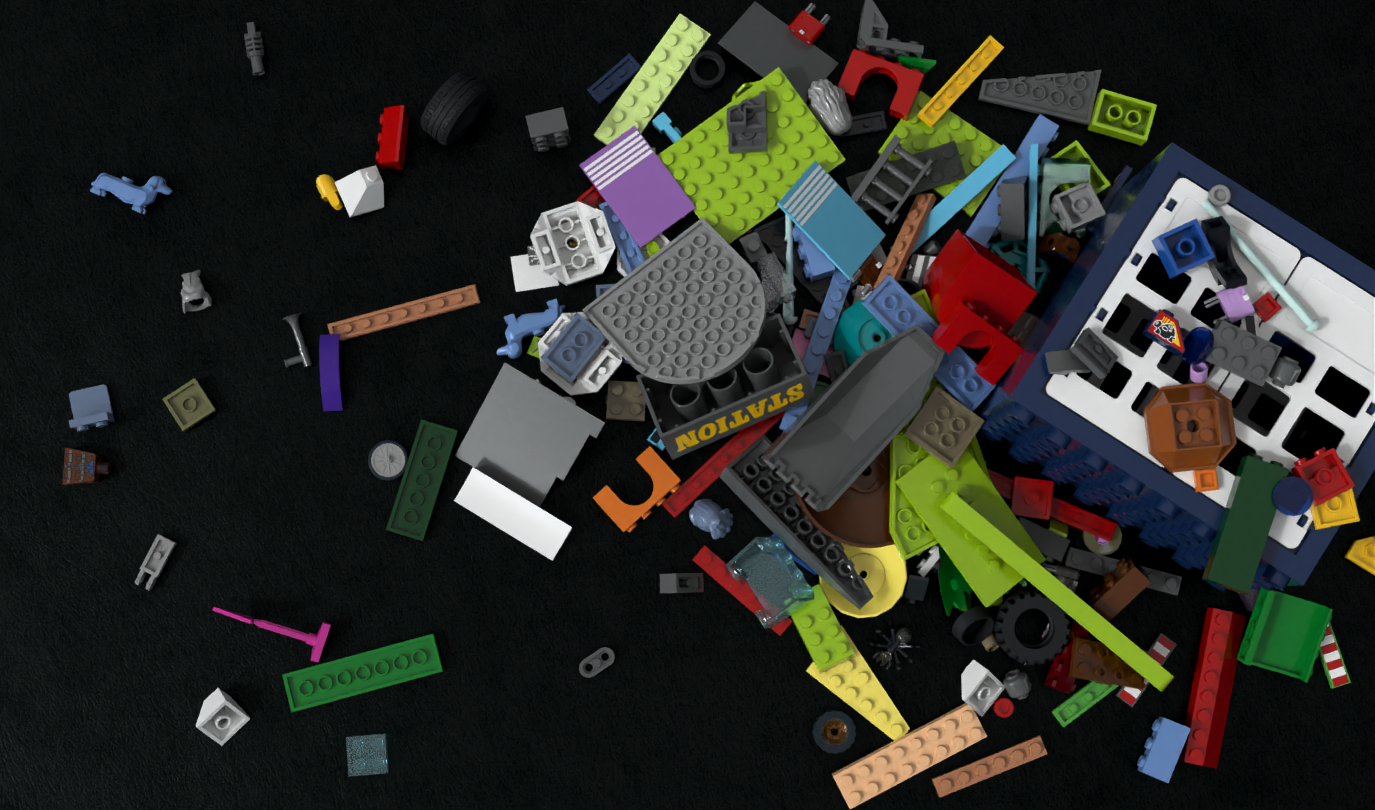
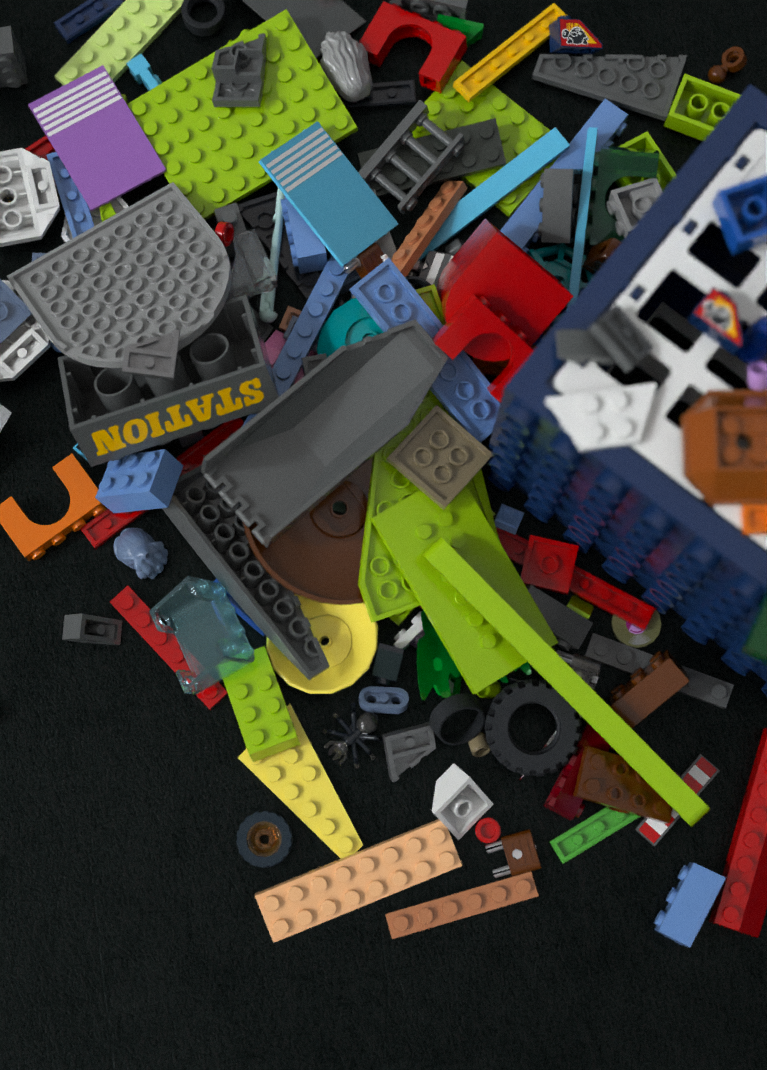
camera: 10 degrees right, 5 degrees down
(625, 401) = (46, 398): dark tan plate -> none
(709, 466) = (139, 482): none -> medium blue brick
(718, 375) = (153, 357): none -> flat silver wing
(752, 259) = (225, 232): none -> red tile
(913, 615) = (383, 699): none -> sand blue plate
(936, 650) = (407, 747): none -> flat silver wing
(995, 463) = (508, 519): none -> light blue tile
(1008, 64) = (572, 37): none -> slope
(1017, 684) = (508, 801): dark grey head -> none
(1029, 721) = (519, 852): none -> reddish brown piece
(1086, 413) = (604, 416): none -> white wing
(1127, 81) = (733, 60): none -> reddish brown plate

